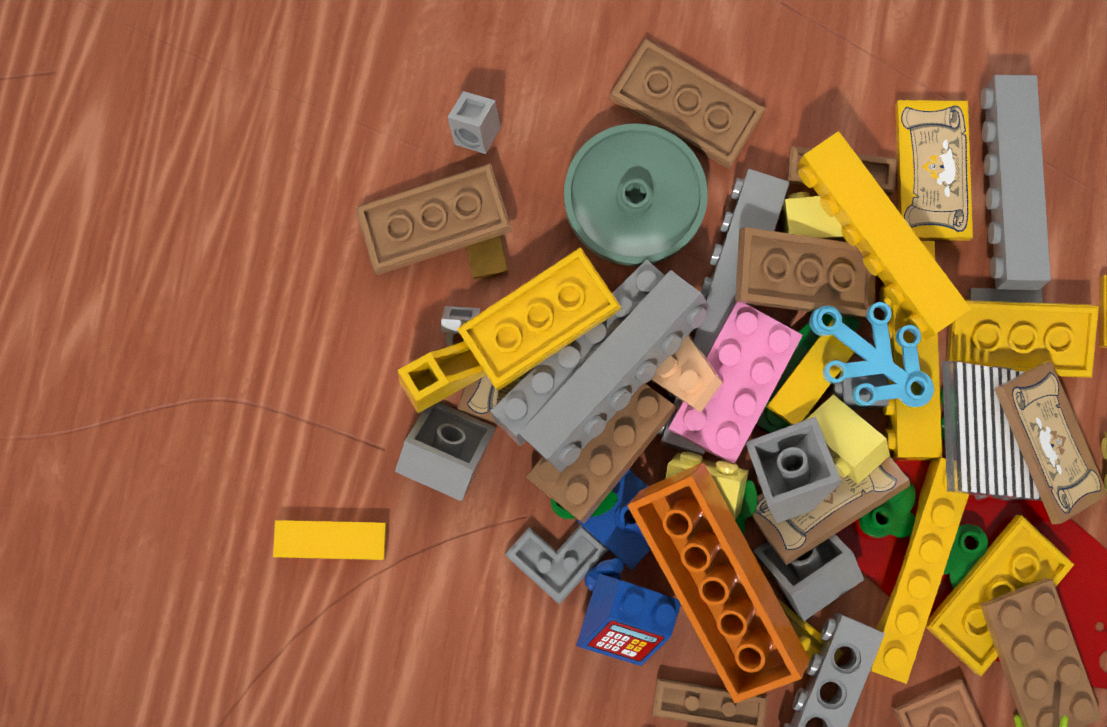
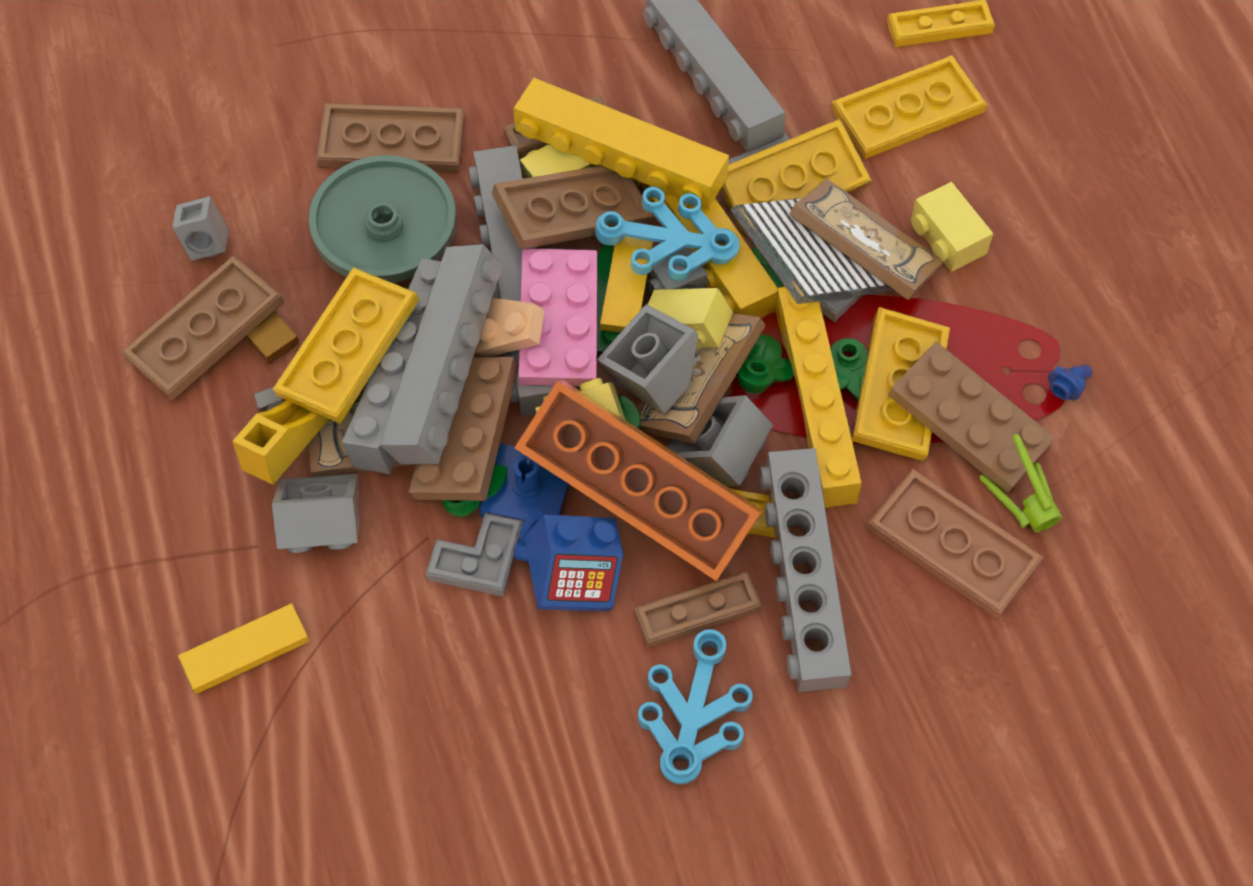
camera: 25 degrees left, 20 degrees down
(934, 168) = (638, 84): tile -> none

